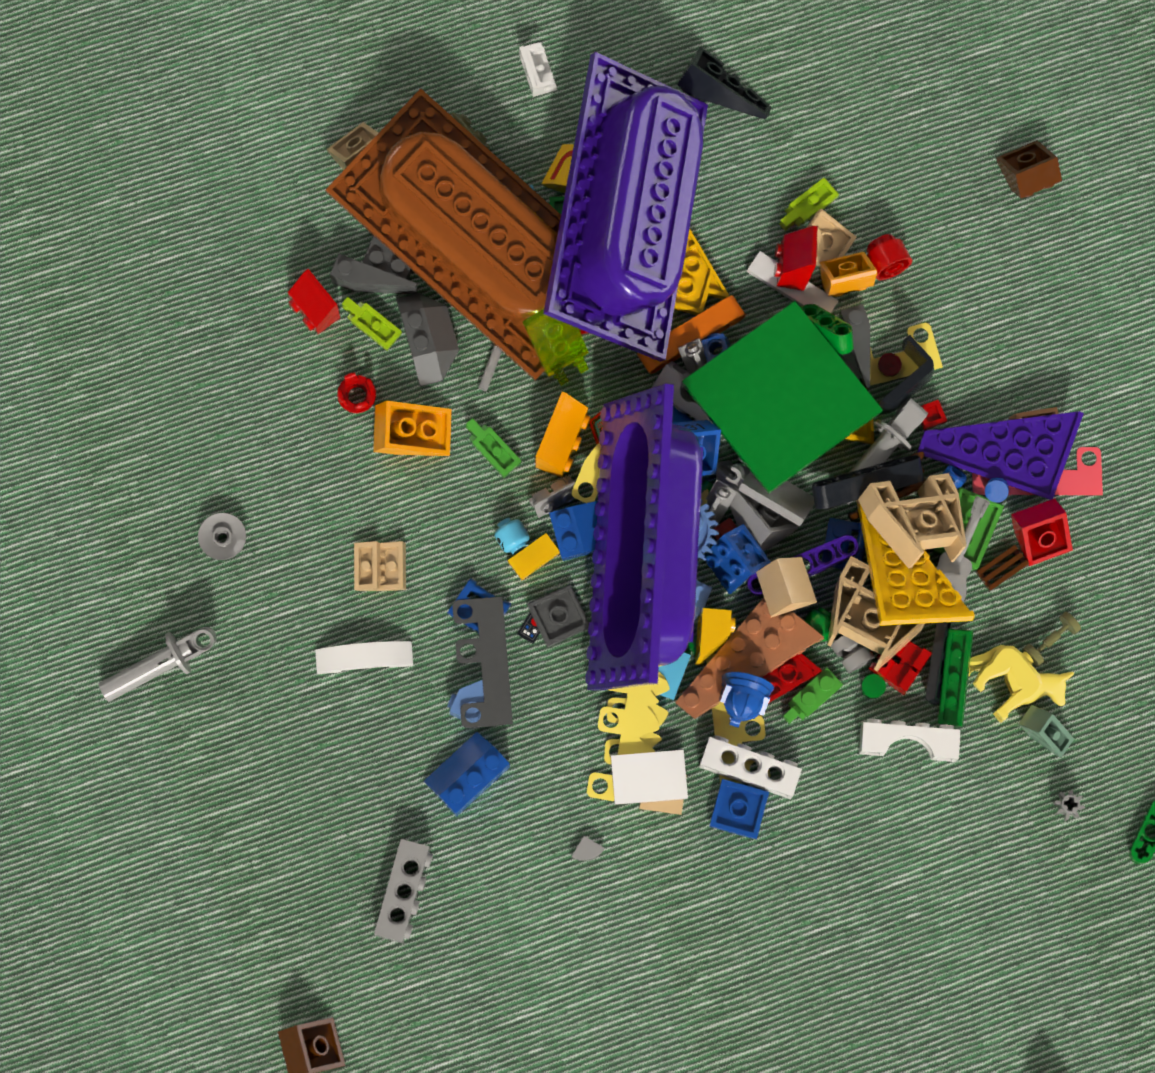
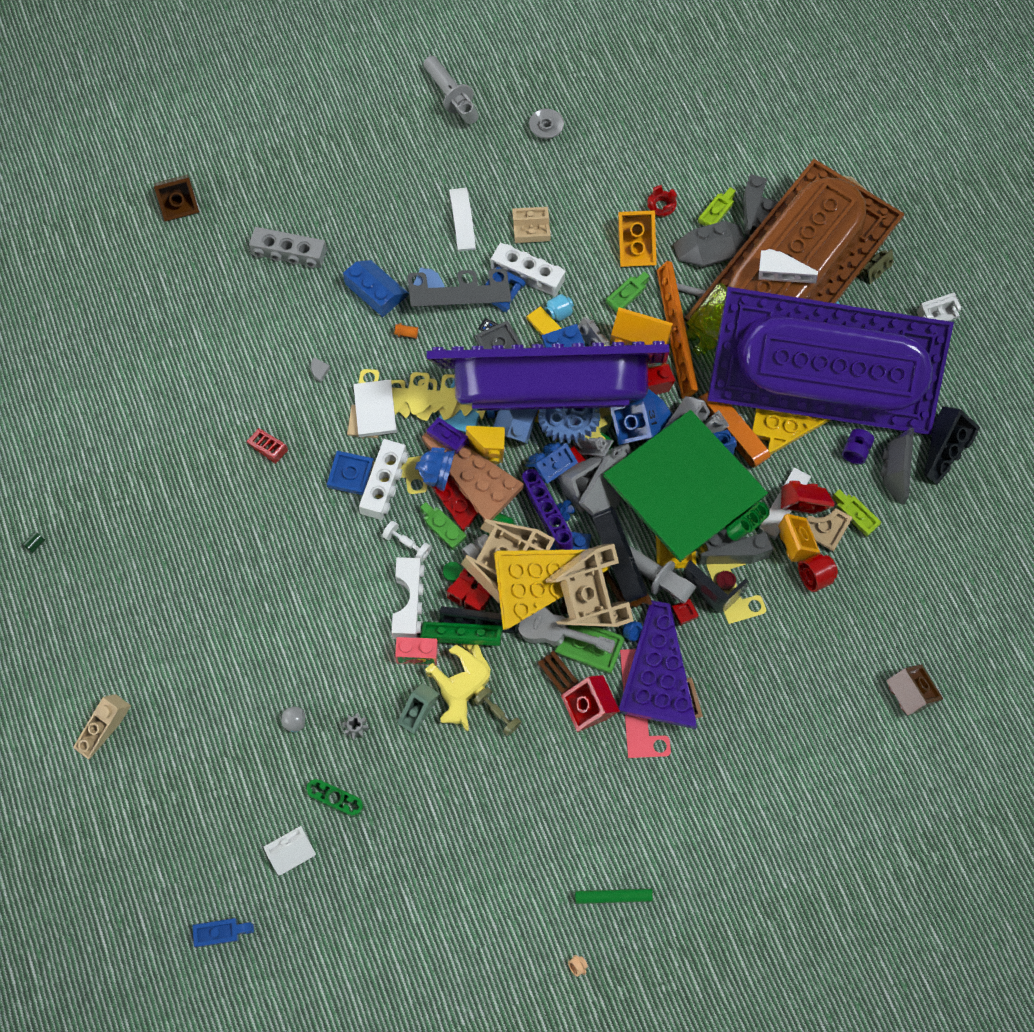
camera: 90 degrees right, 10 degrees down
(313, 303) = (728, 169): red slope -> none
(438, 607) = (533, 277): none -> white brick
(515, 249) = (781, 267): none -> white slope
(536, 735) = (407, 331): none -> orange pin
(549, 390) = (678, 333): none -> orange tile
(688, 911) = (277, 454): none -> red slope
(699, 683) = (447, 435): none -> dark purple panel
(731, 195) = (858, 446): none -> dark purple wheel
(748, 147) = (897, 465): none -> dark grey wedge
(785, 585) = (528, 492): tan slope -> none
(796, 546) = (566, 509): none -> blue plant
(849, 720) = (390, 531): none -> white wheel
(978, 730) = (416, 651): none -> coral brick
(996, 490) = (624, 664): tile -> none
(1060, 878) = (293, 719): none -> light grey piece

